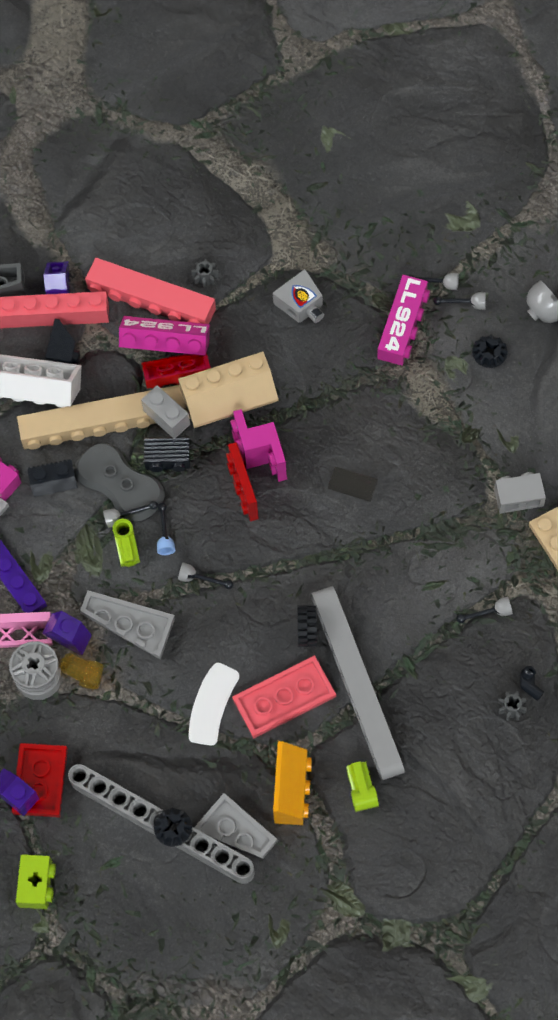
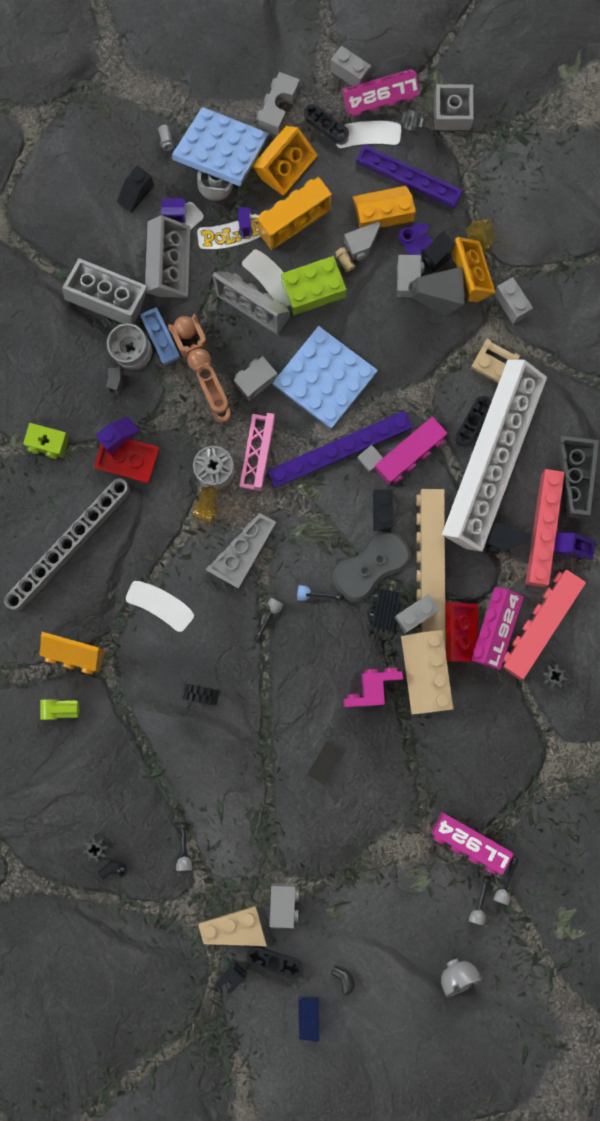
camera: 100 degrees right, 15 degrees up
(67, 632) = (240, 498): dark purple slope -> none
(113, 515) = (337, 554): hinge -> none
(126, 543) = (308, 560): lime piece -> none
(169, 837) = (64, 555): black gear -> none
(236, 828) = (51, 603): light grey wing -> none
(241, 482) = (341, 666): red plate -> none
(284, 696) = (151, 664): coral tile -> none
(300, 298) = (511, 756): light grey torso -> none
(357, 683) = (147, 725): light grey beam -> none
(487, 359) = (418, 909): black gear -> none

